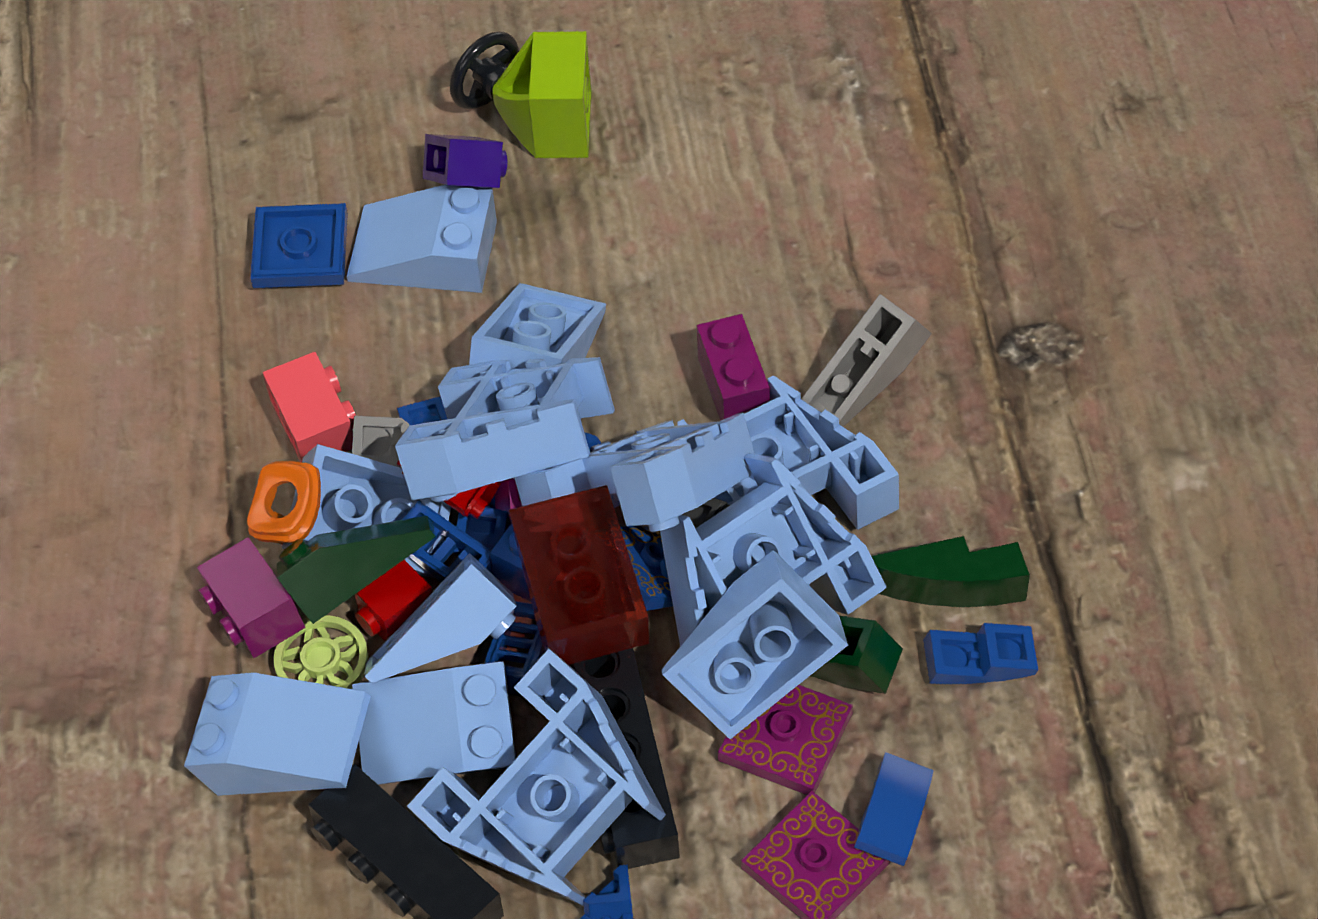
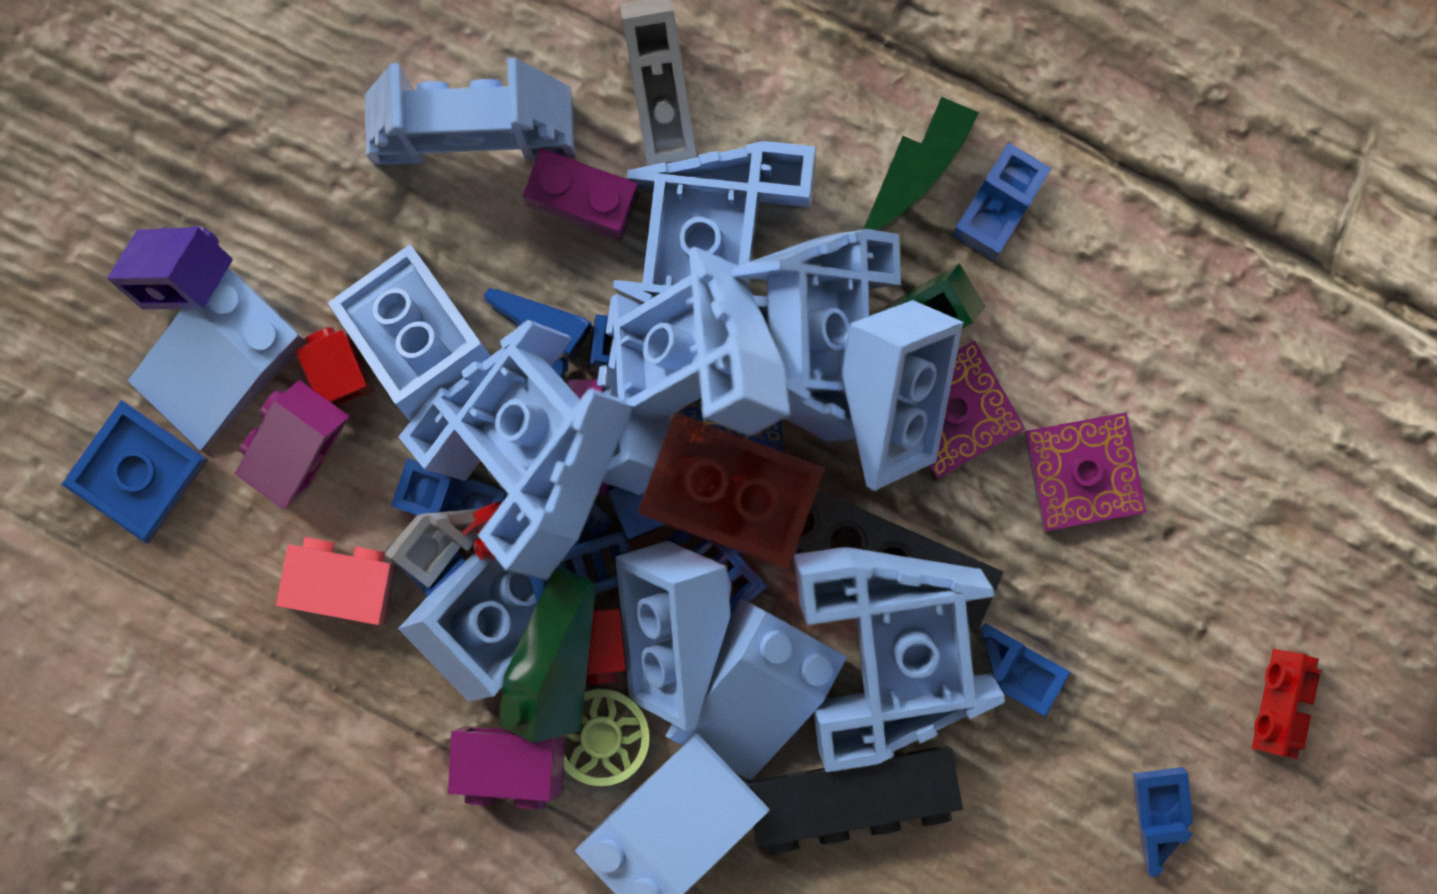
camera: 60 degrees left, 30 degrees up
(274, 527) = (449, 705): orange piece -> none
(392, 309) = (290, 443): none -> magenta brick
(468, 306) = (334, 366): none -> red brick
(537, 90) = (138, 141): lime piece -> none
(623, 421) = (520, 309): none -> blue slope
(731, 251) = (524, 115): none -> light blue wedge
(894, 809) = (1093, 377): blue slope -> none

